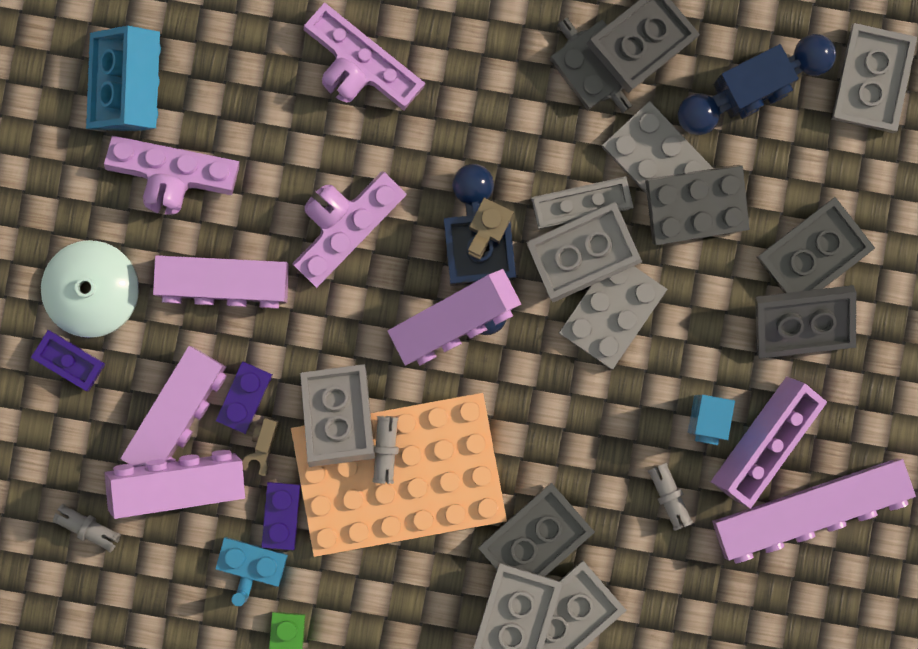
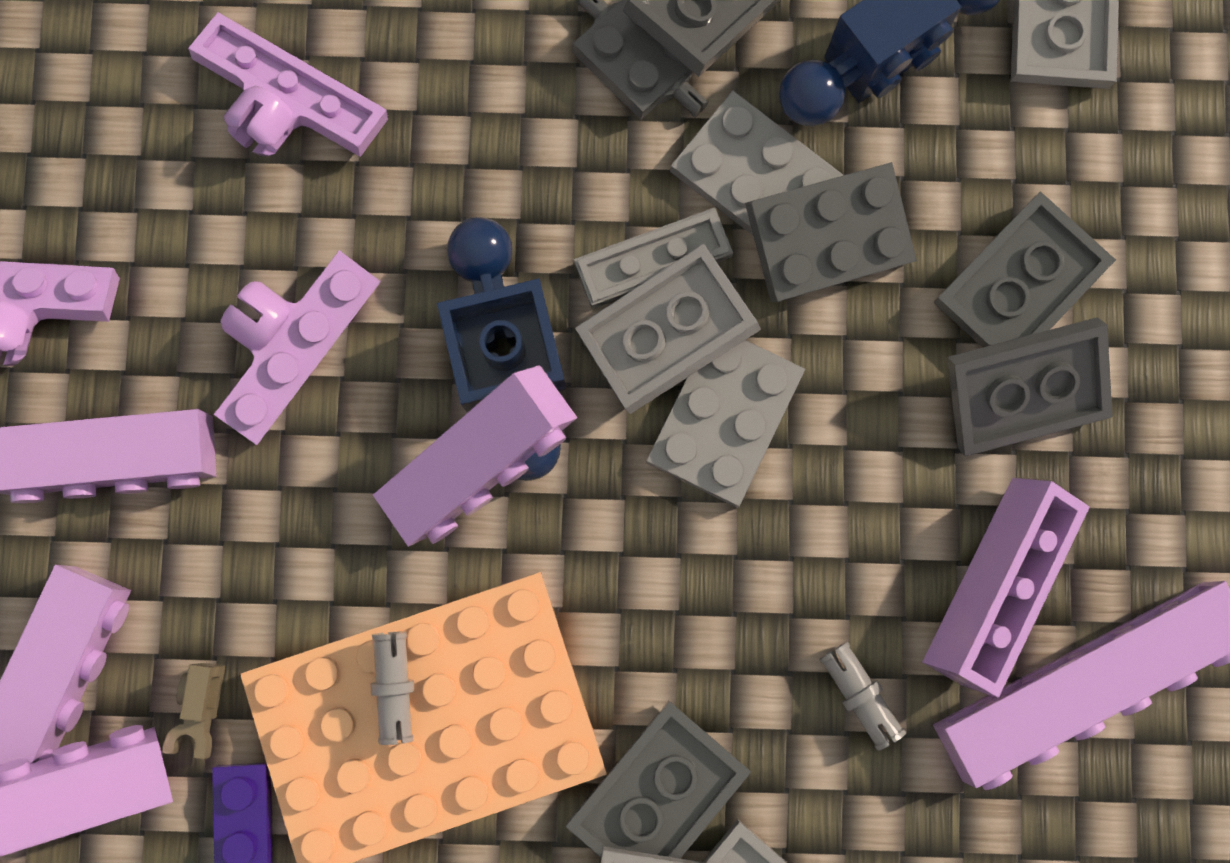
camera: 10 degrees left, 5 degrees down
(244, 397) = (162, 636): dark purple plate -> none
(337, 415) = (308, 645): light grey plate -> none
(489, 223) = (509, 300): dark tan plate -> none
(711, 419) = (910, 560): dark azure brick -> none

